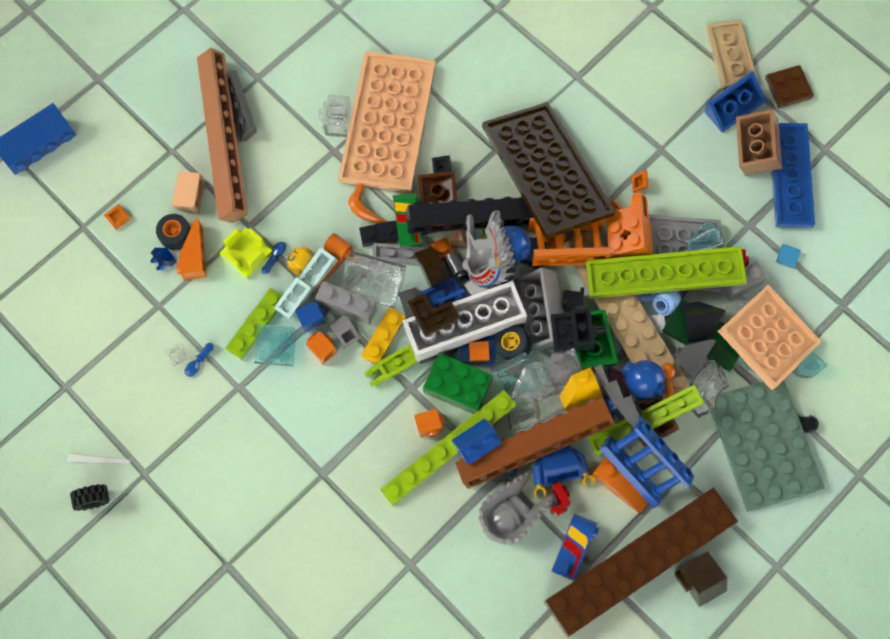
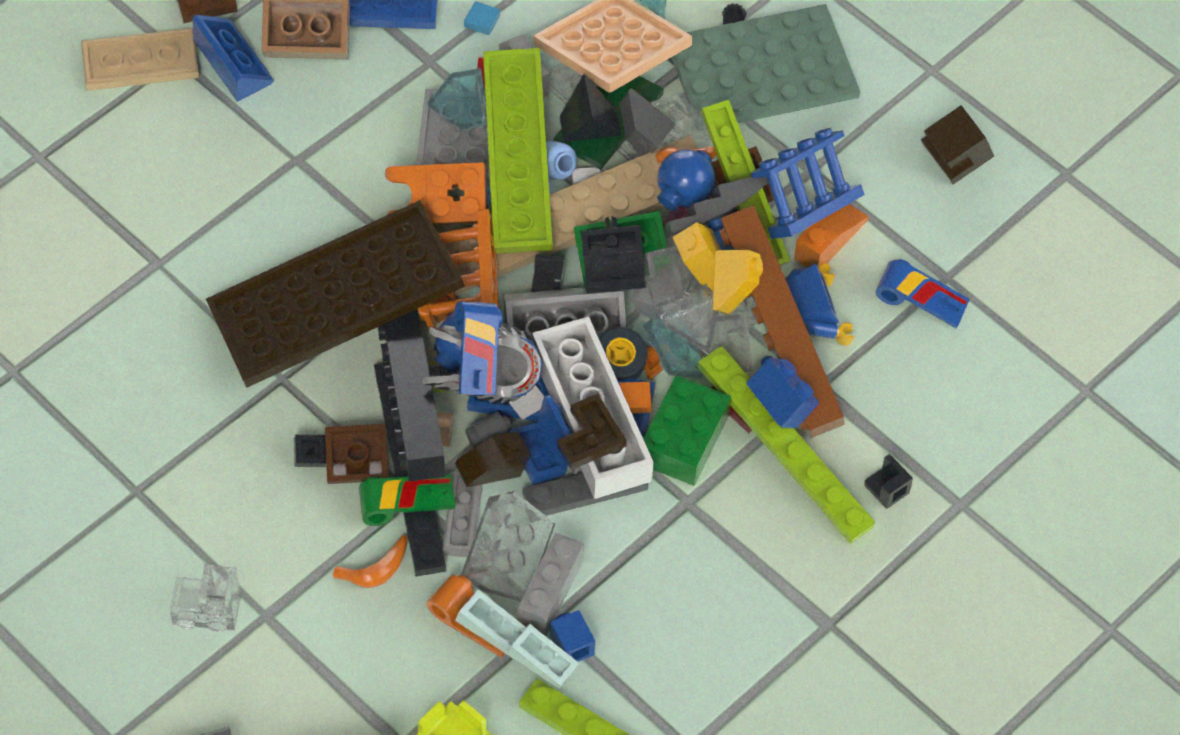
camera: 95 degrees left, 15 degrees down
(275, 345) = (622, 688): clear light blue plate -> none
(278, 249) = (448, 692): blue piece -> none
(299, 259) = (473, 654): yellow head -> none
(321, 346) = (625, 621): orange brick -> none
(344, 331) = (596, 589): light grey brick -> none
(383, 336) = (604, 537): yellow plate -> none
(387, 122) = (179, 517): light nougat plate -> none
(392, 365) = (653, 521): lime hinge -> none
(422, 515) = (889, 483): none -> black panel
(429, 423) = (747, 471): orange brick -> none
(442, 248) = (453, 450): orange plate -> none
(488, 241) = (479, 346): none -> door
(506, 516) = (892, 362): light grey piece -> none
(557, 406) = (734, 278): none -> yellow slope
(562, 495) = (855, 304): red bracket -> none
(640, 181) = (355, 185): orange slope -> none
(640, 562) = (942, 217): reddish brown brick -> none

